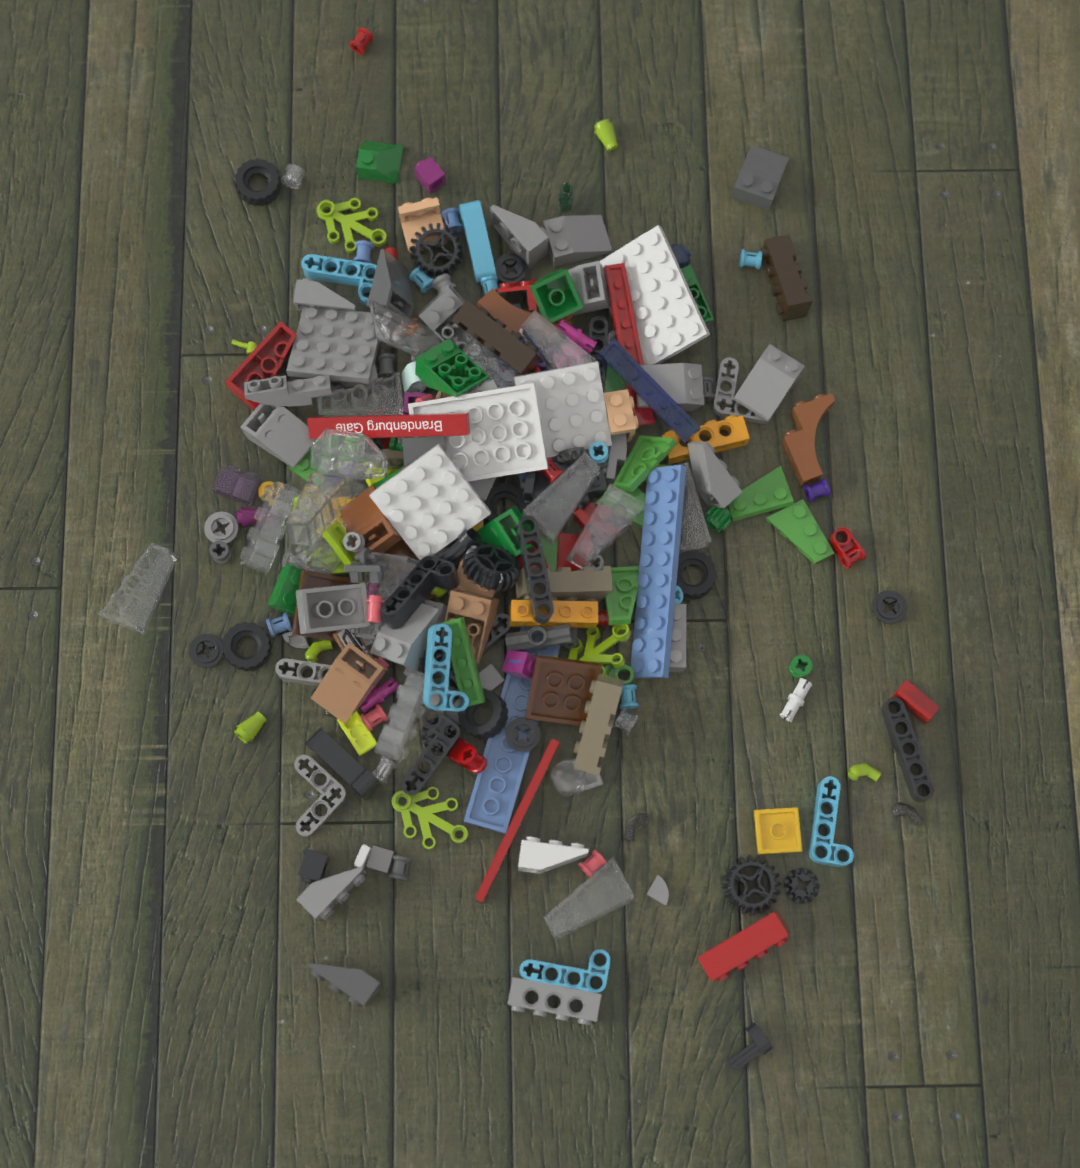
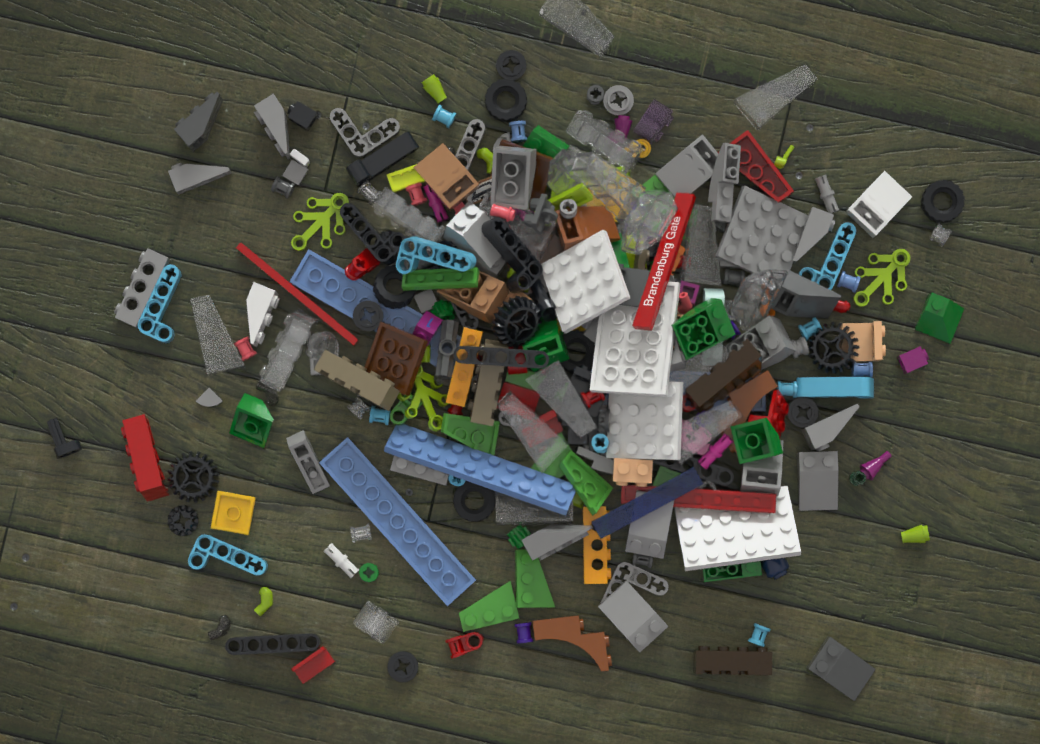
camera: 105 degrees right, 10 degrees up
(186, 370) = (771, 98): none -> clear wedge
(276, 295) = (827, 194): none -> light grey pin
(277, 241) = (878, 204): none -> white slope
(280, 708) = (444, 116): none -> medium azure bush
(411, 975) = (191, 176): none -> light grey slope
(496, 655) = (443, 310): none -> green gear
(549, 189) = (872, 467): none -> magenta cone
(582, 813) = (287, 349): none -> clear wedge
(671, 834) = (252, 421): none -> green slope
(699, 762) = (307, 461): none -> light grey slope
(736, 651) = (397, 521): none -> medium blue plate
(761, 685) = (361, 533): none -> clear bush
(853, 643) = (375, 622): none -> clear brick

